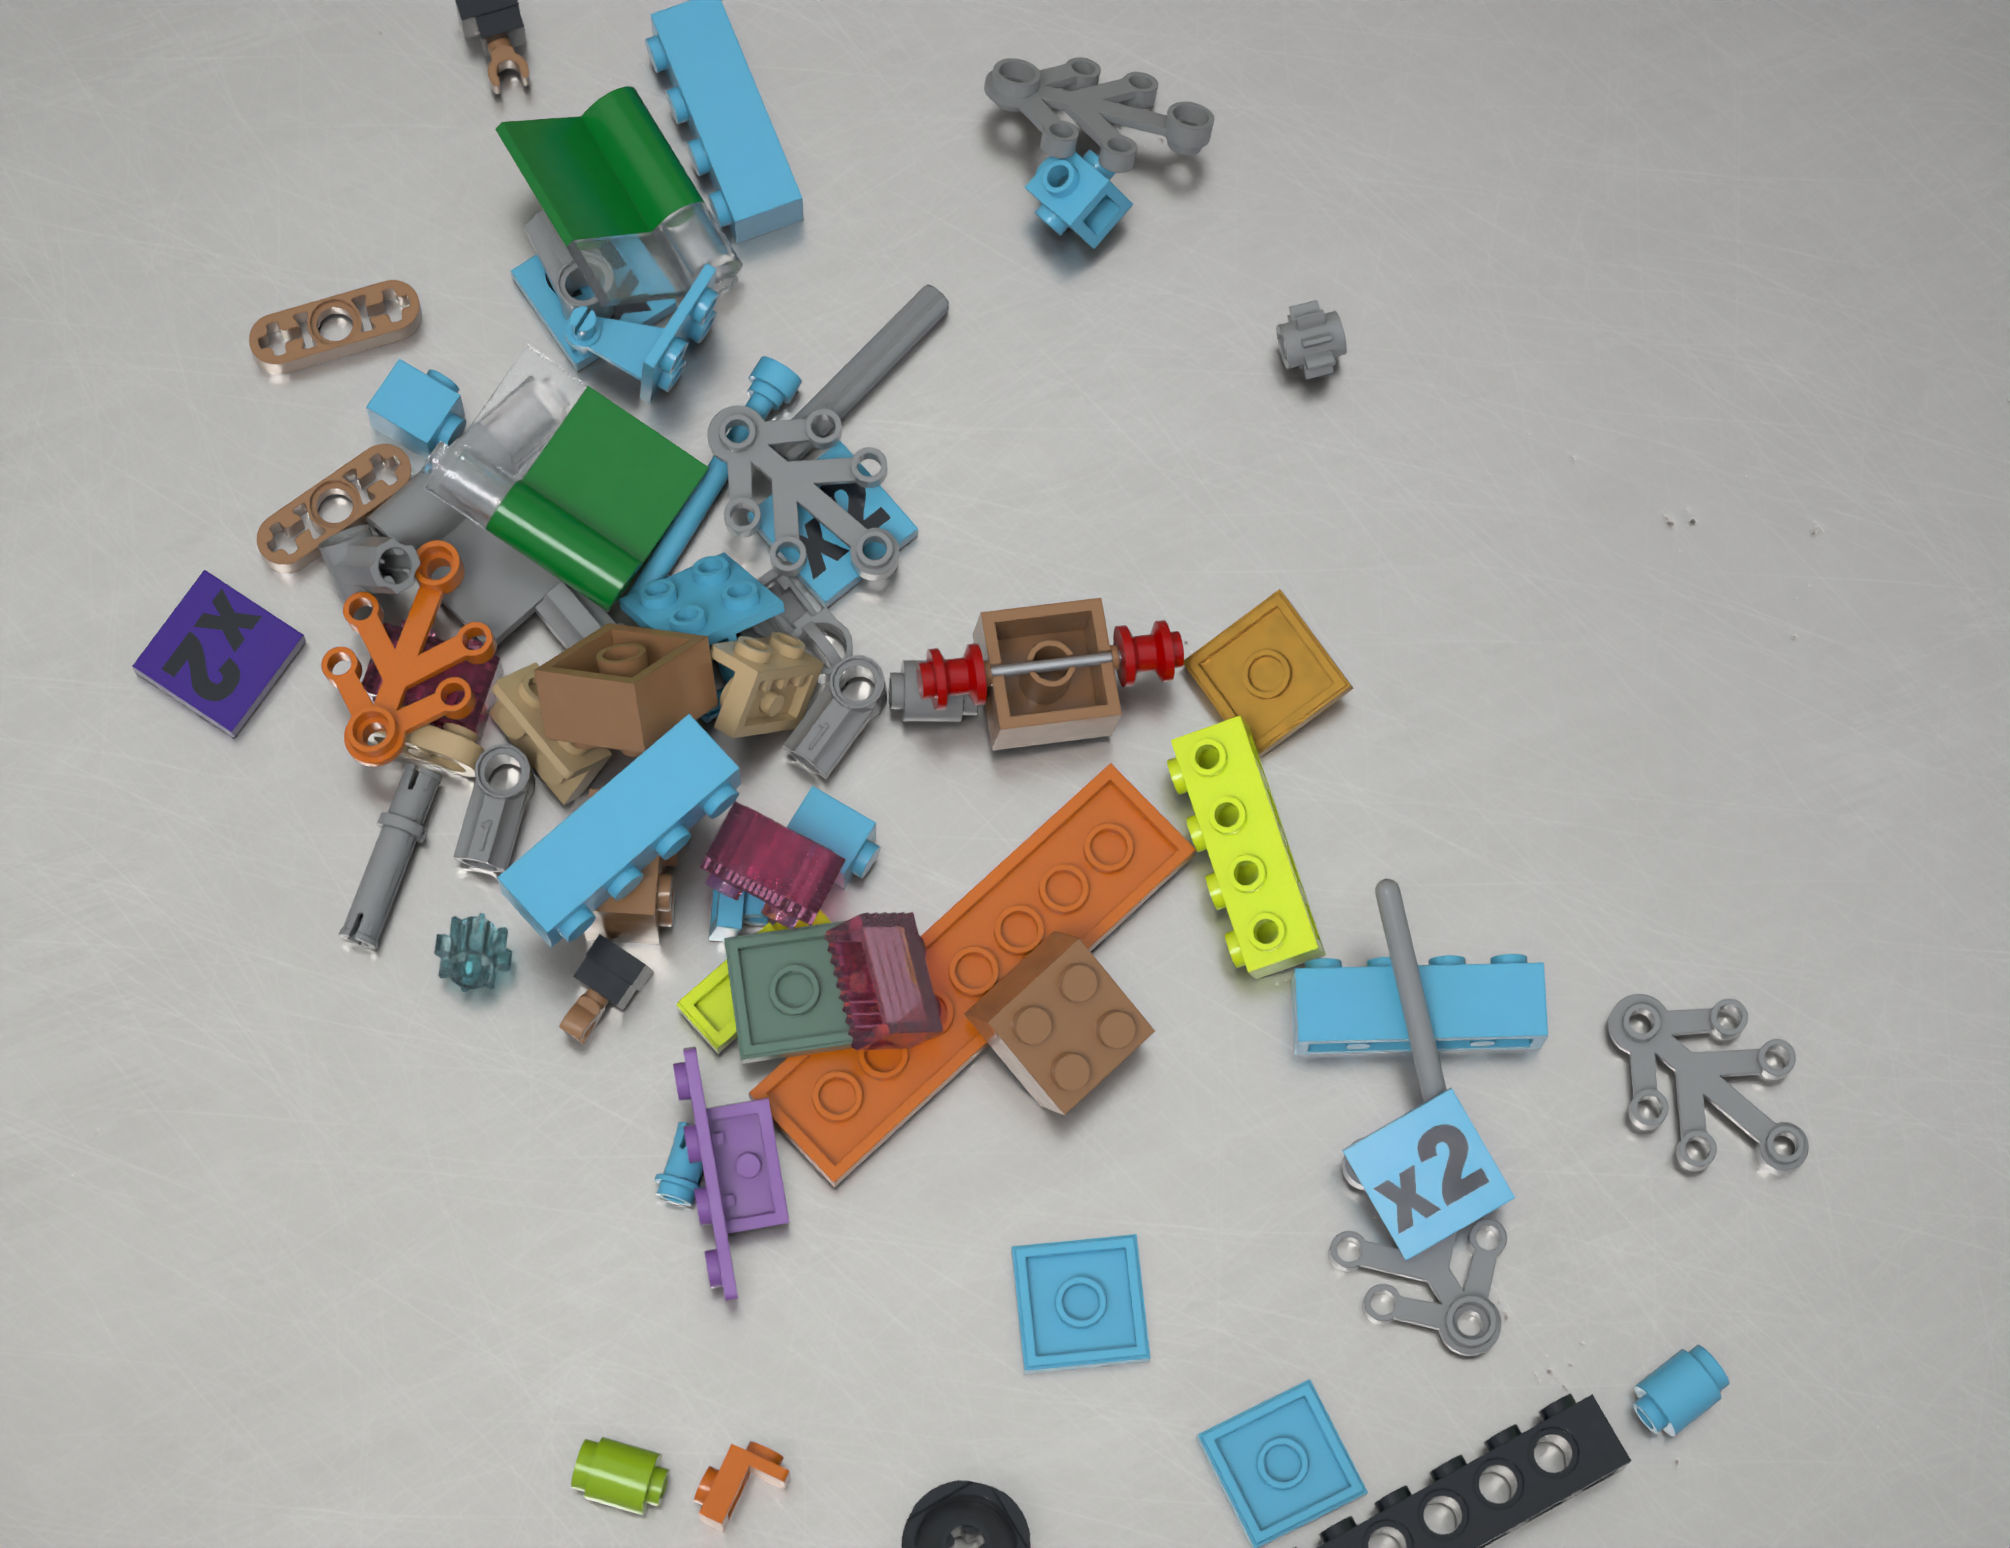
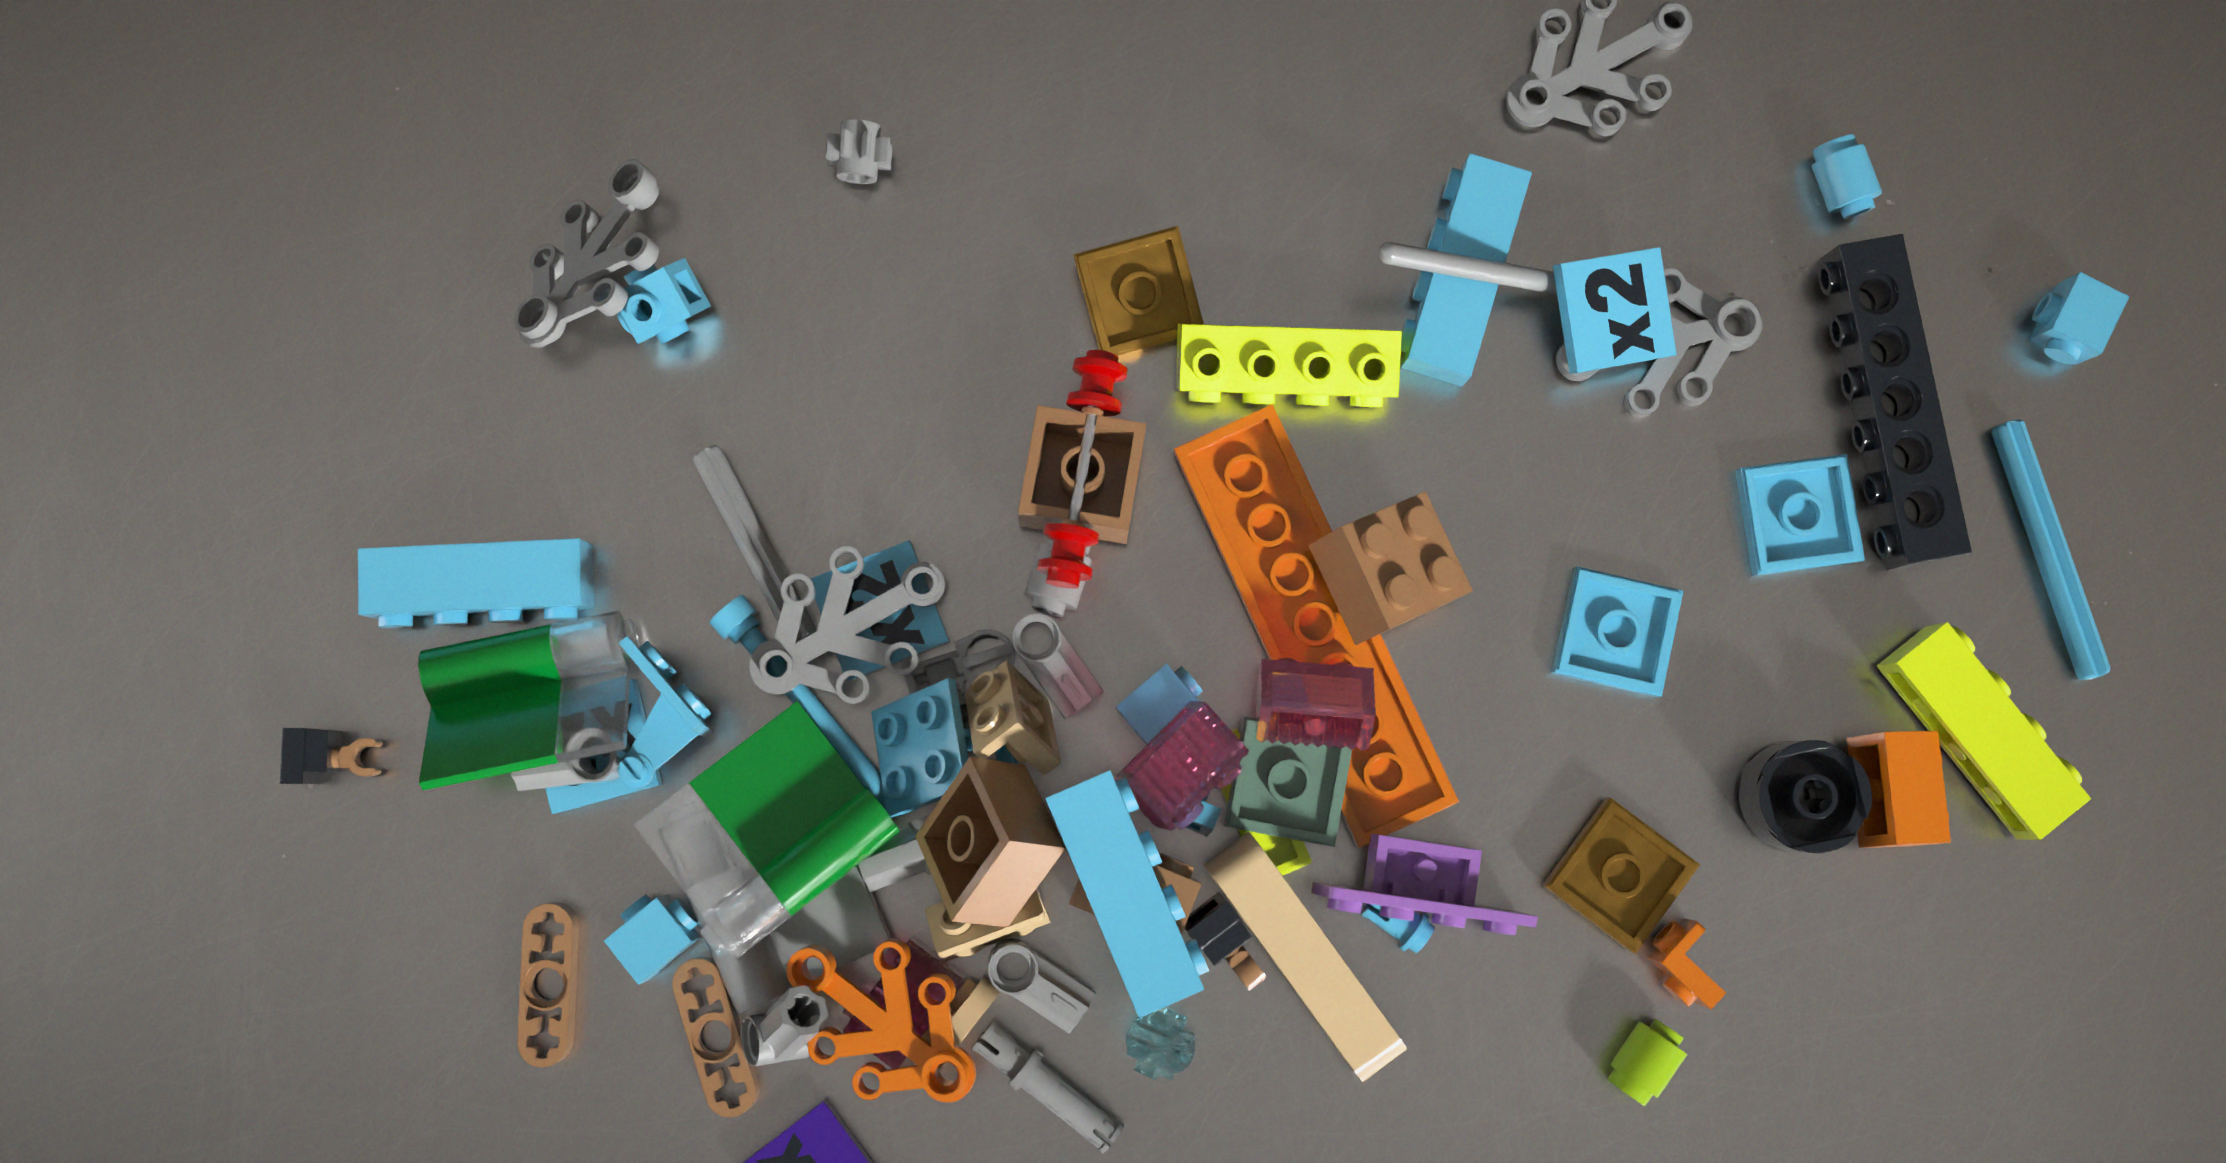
camera: 70 degrees left, 10 degrees up
(613, 1069) = (1305, 956): none -> tan beam
(813, 1386) = (1621, 875): none -> pearl gold plate

